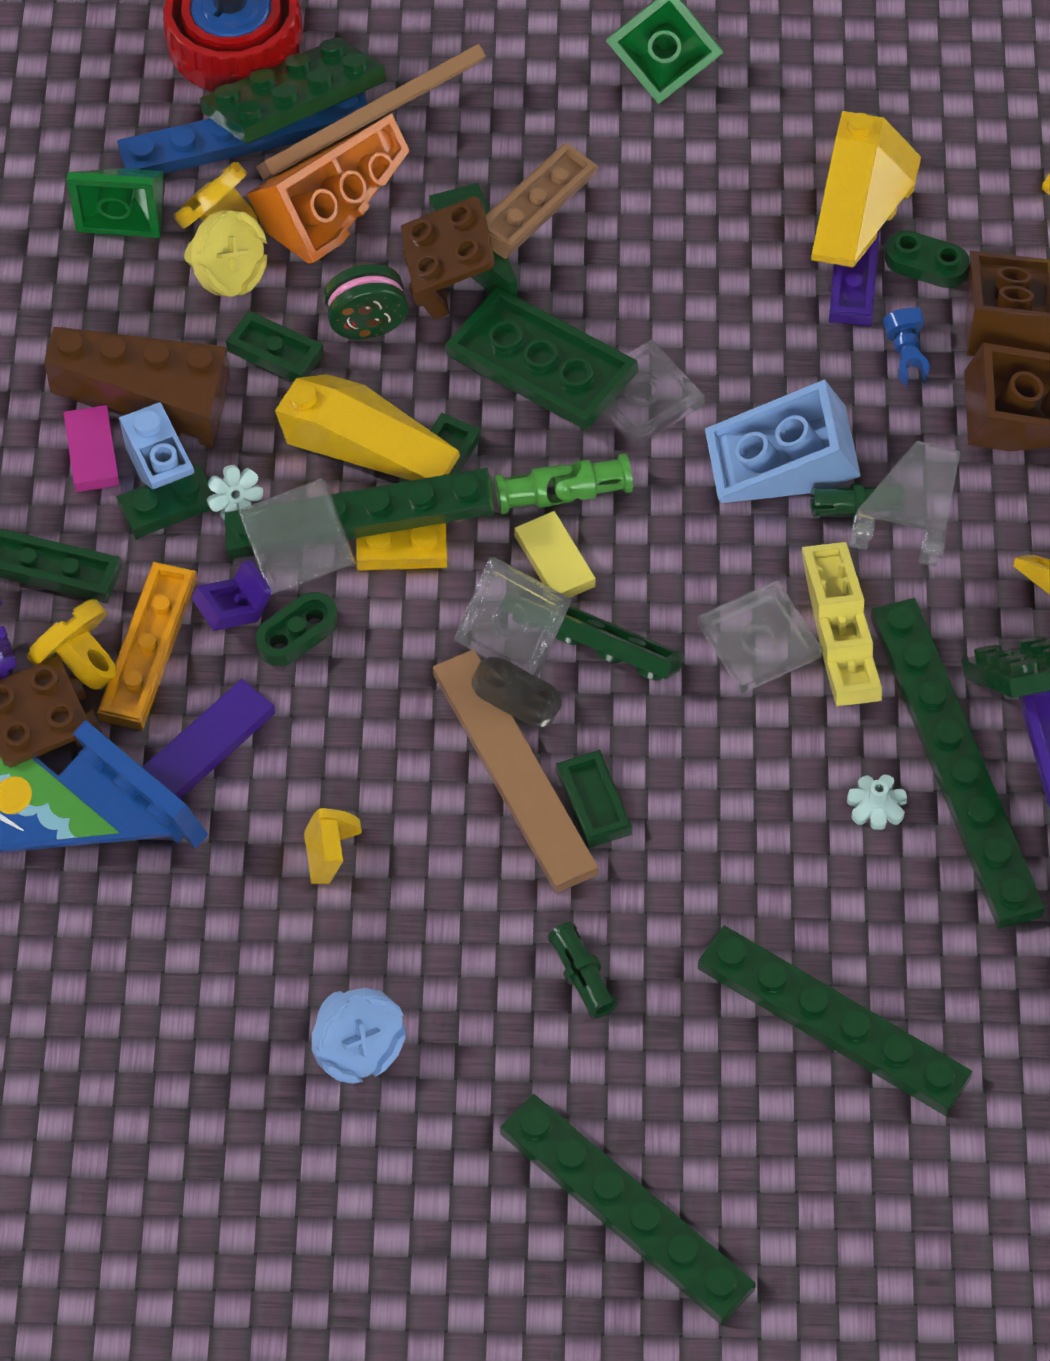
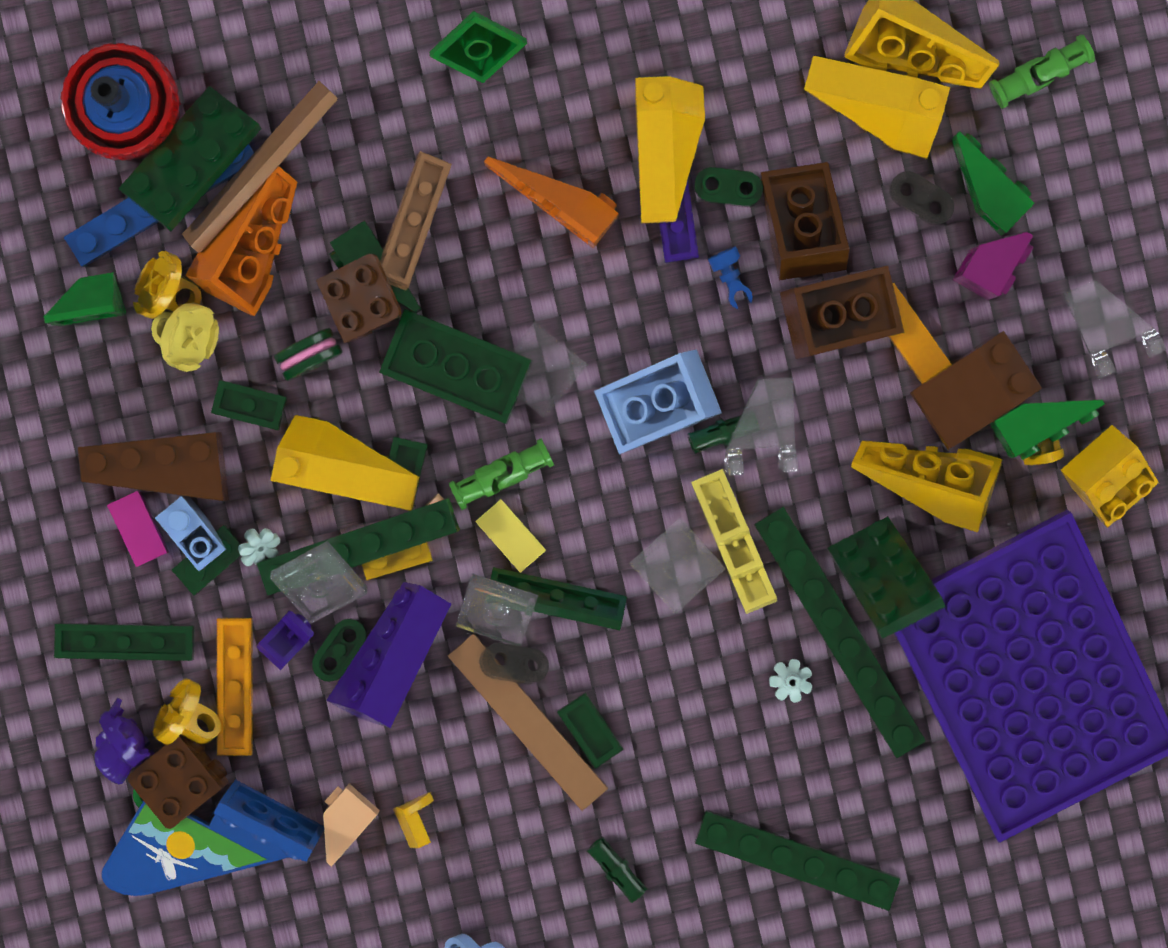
camera: 15 degrees left, 30 degrees up
(210, 738) = (303, 754): dark purple tile -> none
(238, 823) = (345, 820): none -> light nougat slope
(359, 636) = (391, 656): none -> dark purple wedge
(724, 227) = (571, 206): none -> orange wedge

